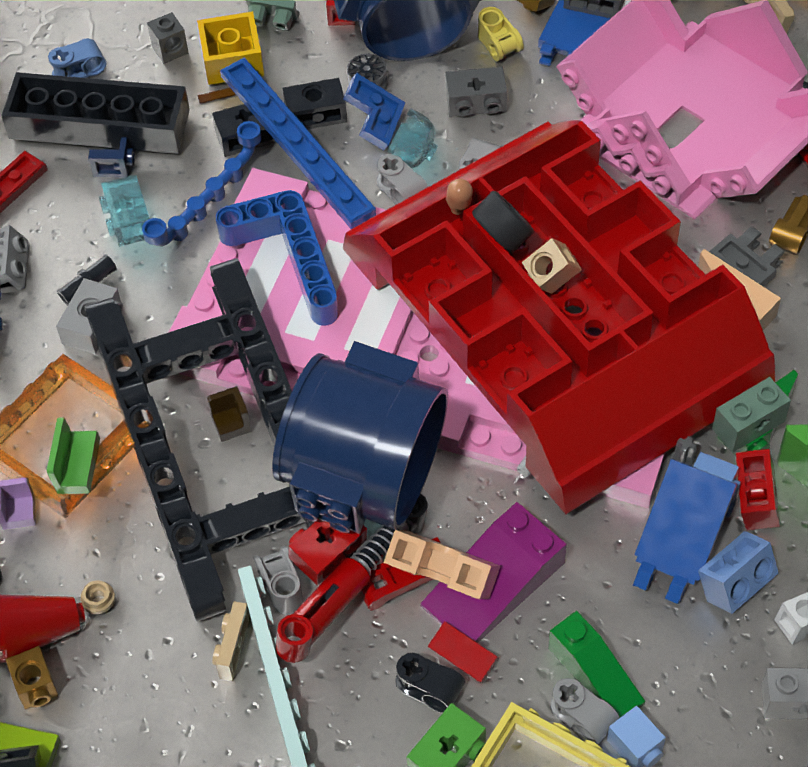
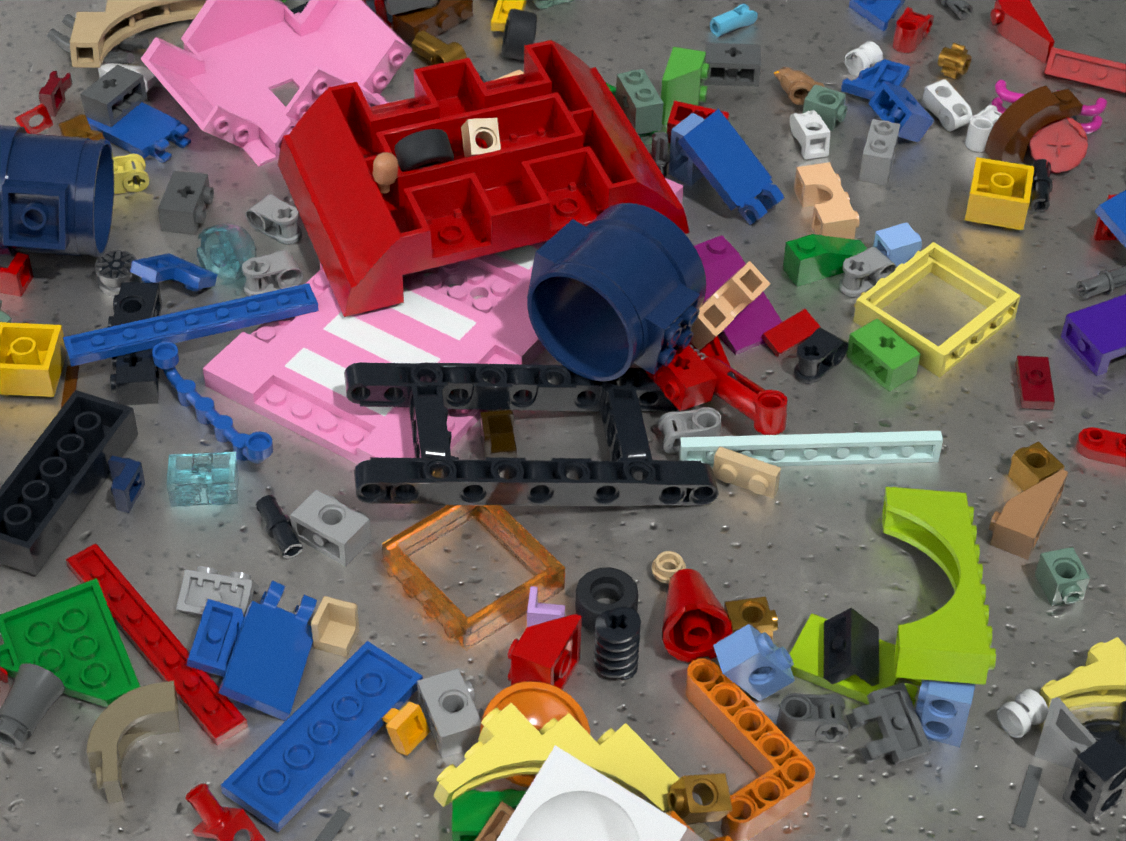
camera: 80 degrees left, 10 degrees down
(35, 533) = (601, 584): none -> black tyre
(72, 459) = (525, 542): bright green panel -> none
(285, 215) = (336, 339): blue beam -> none
(663, 666) = (821, 187): none -> light nougat arch
(738, 572) = (771, 154): medium blue brick -> none

